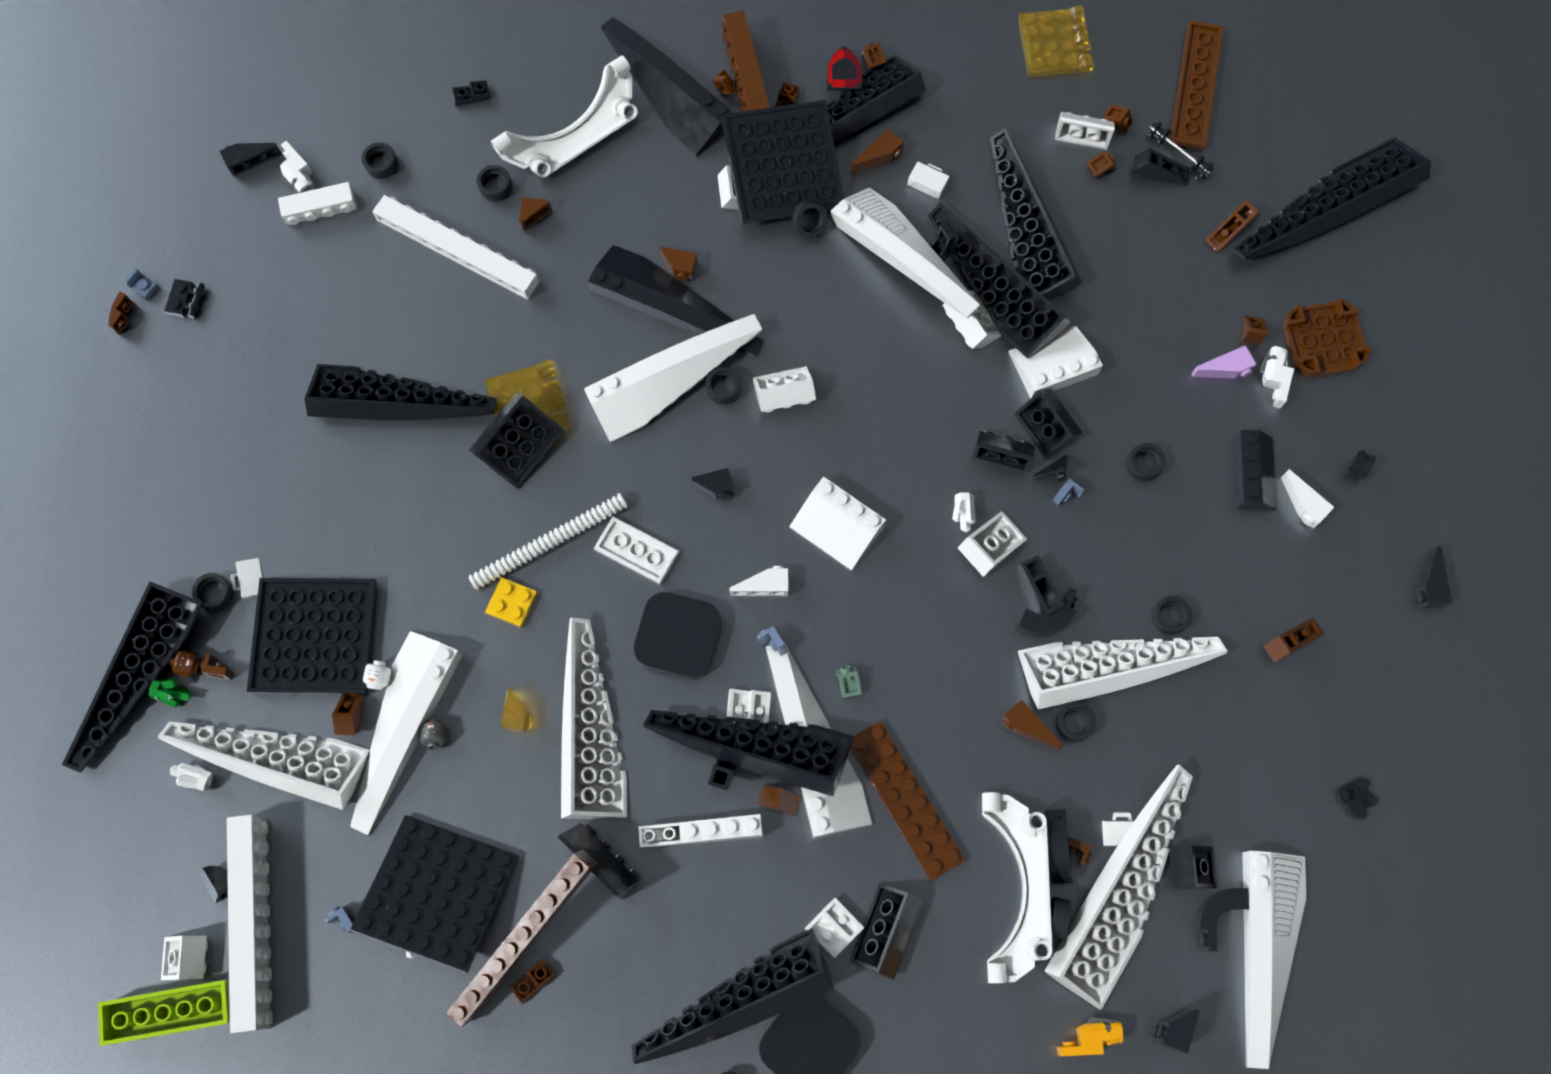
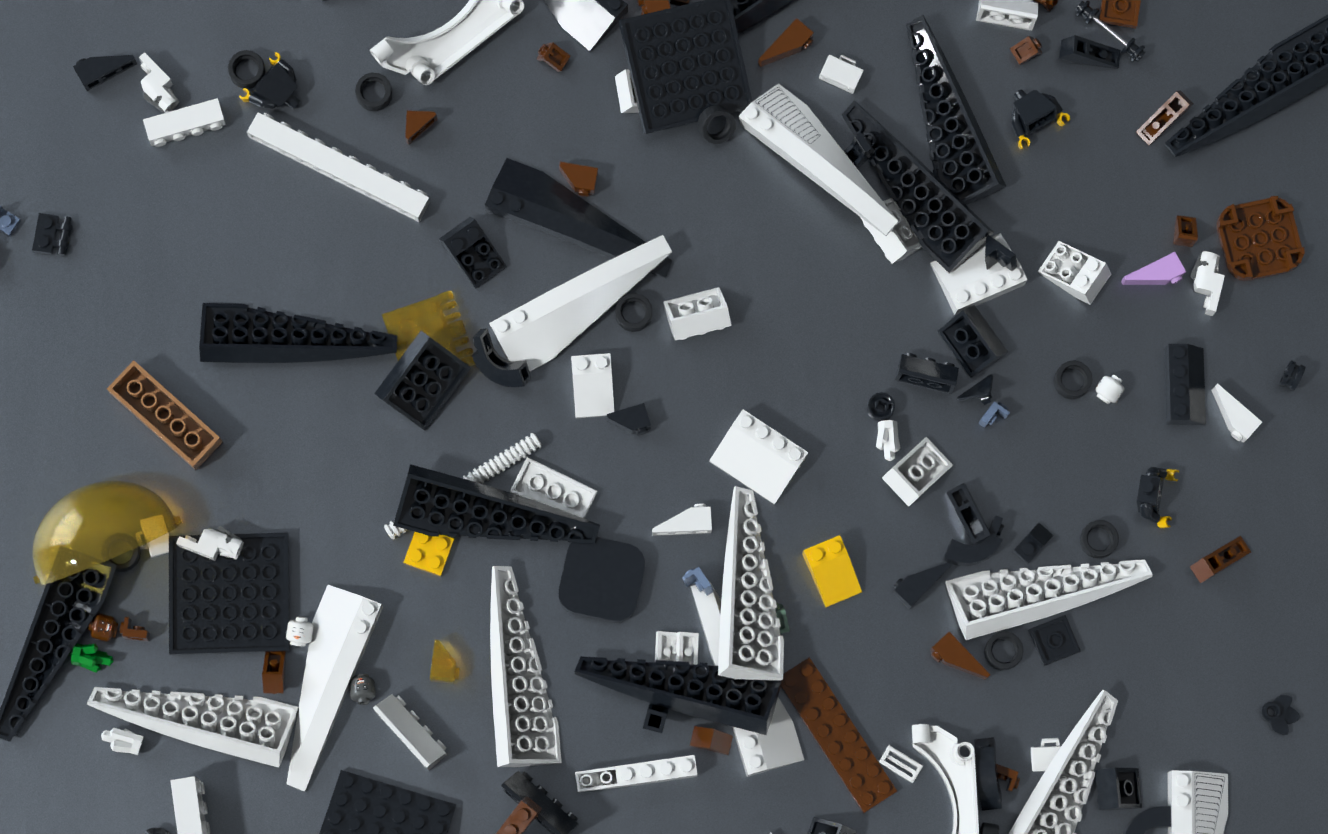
camera: 10 degrees left, 5 degrees up
(189, 560) = (97, 526): none -> clear yellow windscreen
(268, 464) = (164, 415): none -> medium nougat brick
(299, 586) = (212, 543): none -> white plate
(402, 175) = (274, 87): none -> black torso
(476, 779) = (410, 732): none -> white slope
(538, 559) = (459, 507): none -> black wedge
(575, 326) = (472, 252): none -> black slope
(586, 429) = (494, 366): none -> black arch
(662, 157) = (553, 56): none -> reddish brown bracket
(679, 450) = (592, 385): none -> white slope
(820, 682) = (748, 622): none -> white wedge
(906, 636) = (832, 571): none -> yellow slope
(958, 473) = (878, 414): none -> black wheel
(984, 842) = (897, 762): none -> white tile
(987, 654) = (916, 585): none -> black slope
(1076, 340) = (997, 252): none -> black slope
(1105, 617) = (1033, 543): none -> black slope
(1109, 217) = (1033, 112): none -> black torso
(1127, 714) = (1054, 640): none -> black tile
(1148, 362) = (1075, 272): none -> white slope
(1182, 472) = (1110, 389): none -> white head
(1223, 574) = (1150, 494): none -> black torso

